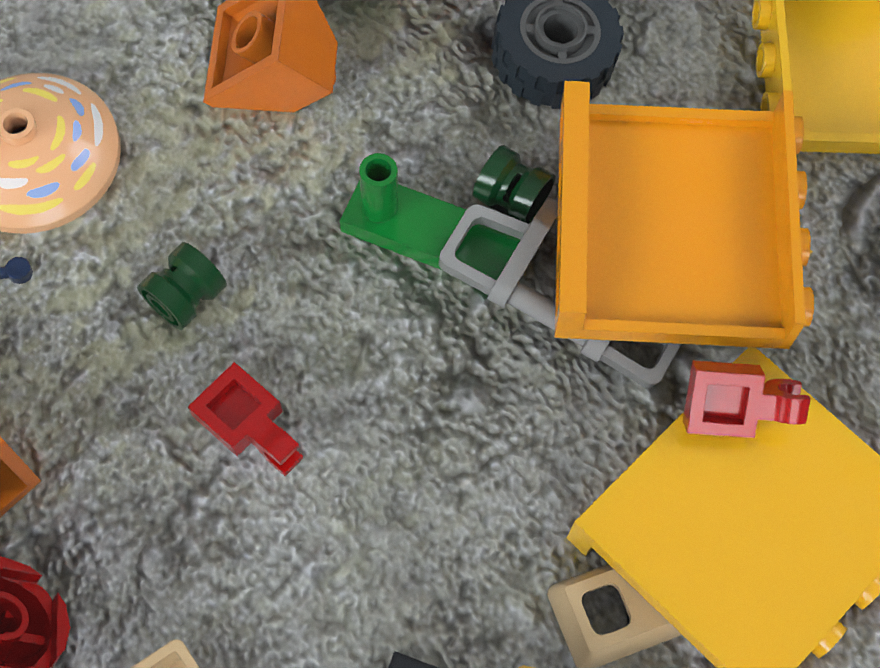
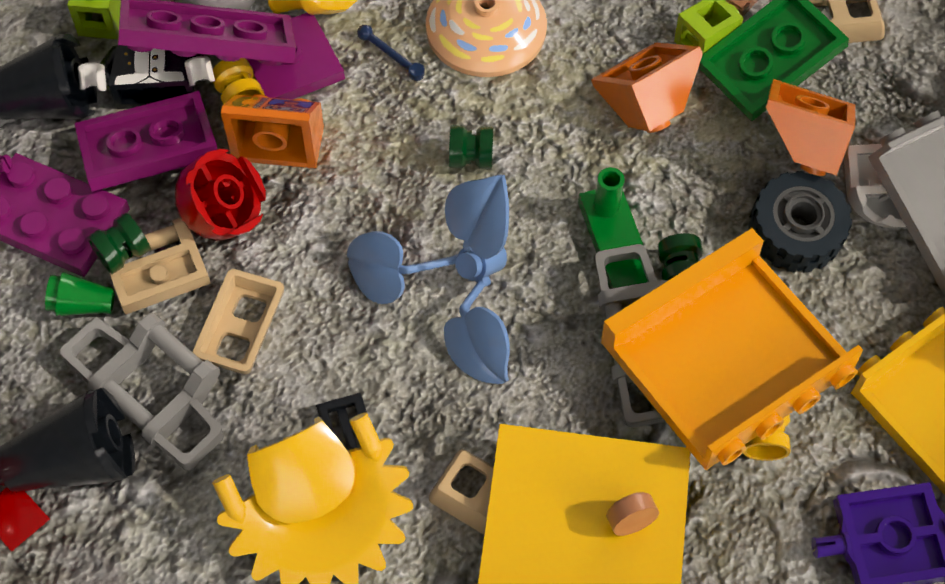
camera: 55 degrees right, 5 degrees down
(243, 413) = (424, 228): red plate -> none
(335, 347) = (480, 217): none -> medium blue plant
(734, 396) = (637, 453): plate -> none
(802, 462) = (632, 513): none -> nougat tile

